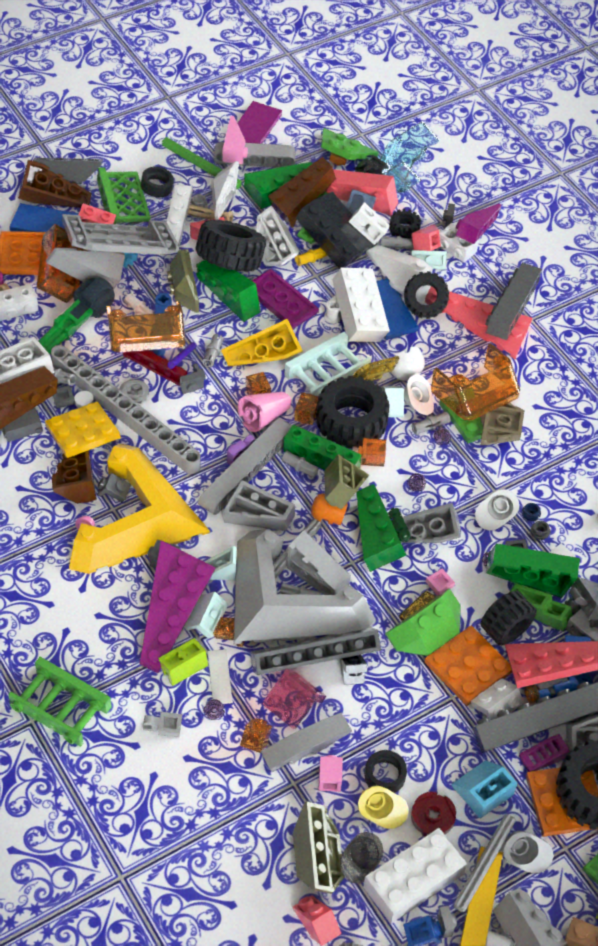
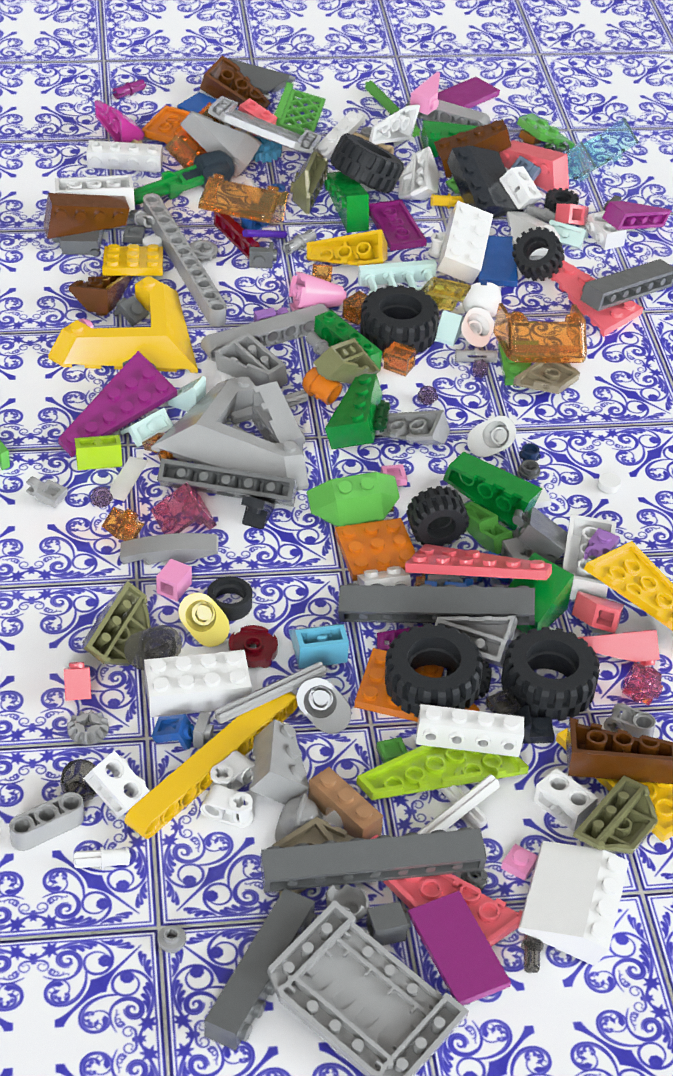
camera: 25 degrees right, 10 degrees down
(160, 174) = (333, 101): black tyre -> none

